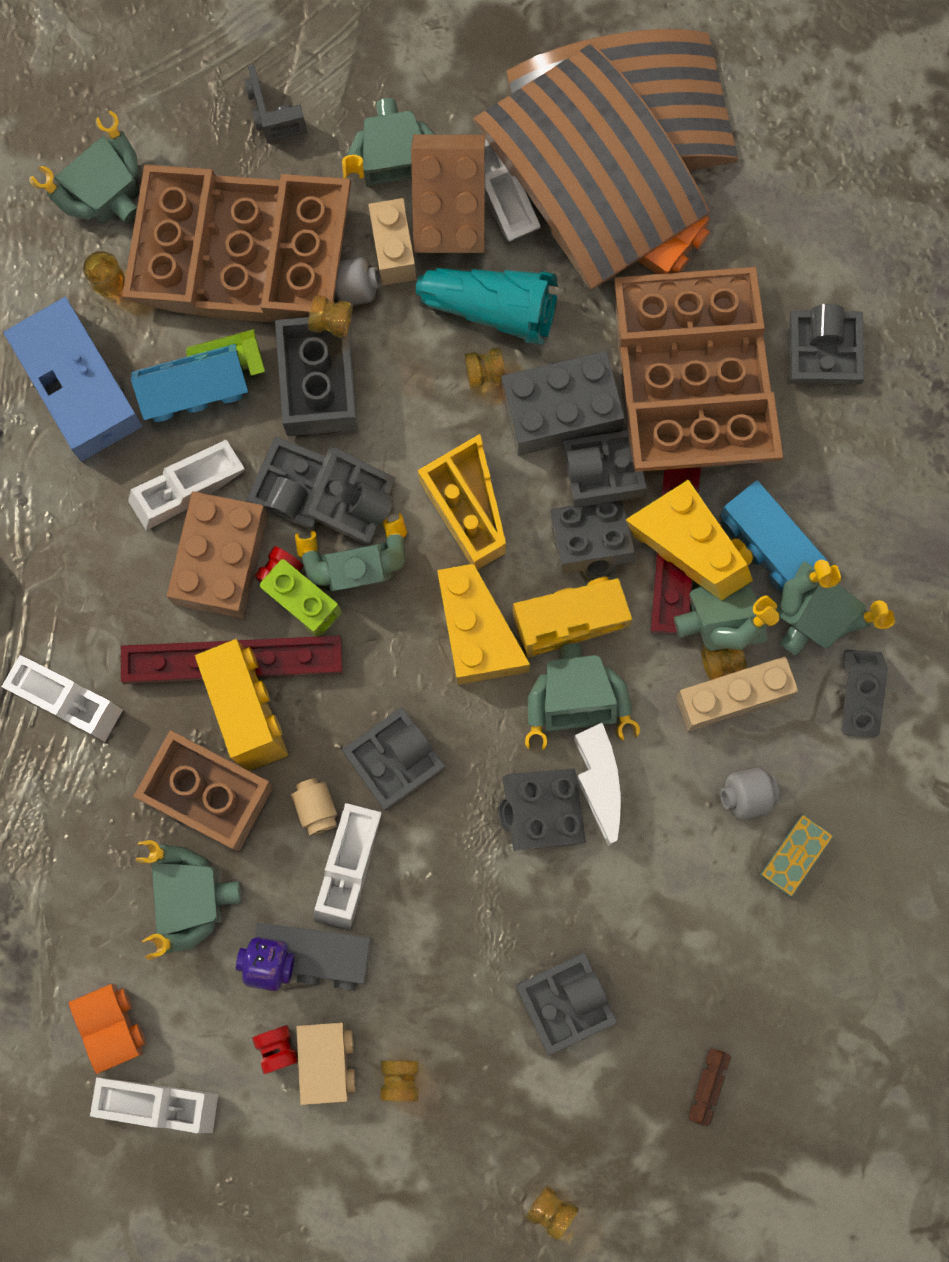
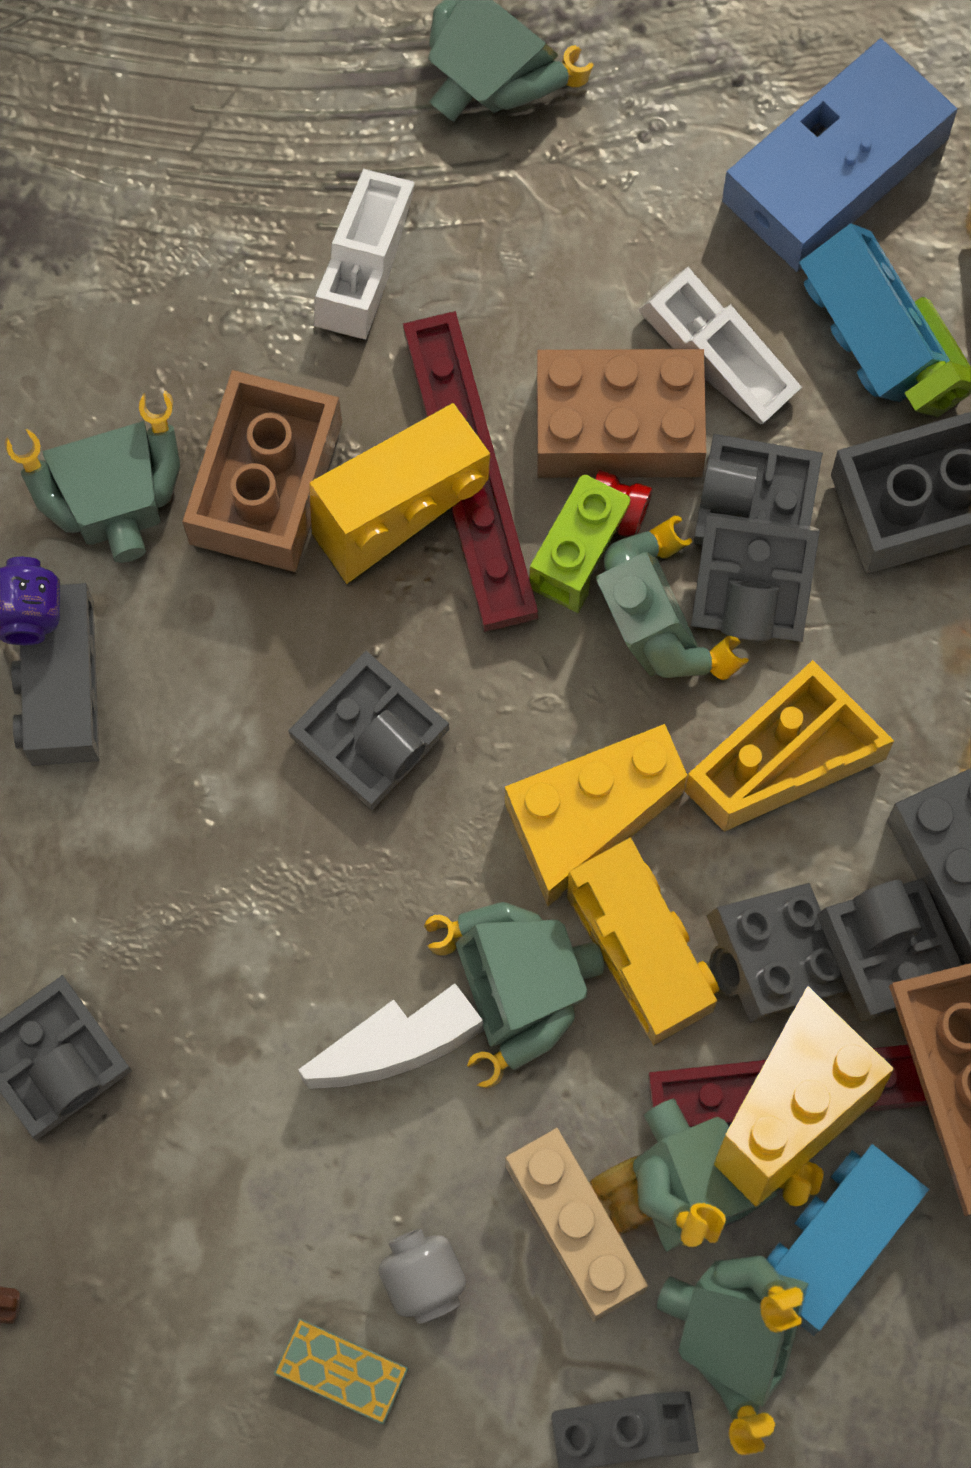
camera: 75 degrees right, 5 degrees down
(314, 806) = (274, 632): tan brick -> none
(347, 866) = (195, 698): white slope -> none
(542, 809) = (333, 962): dark grey plate -> none

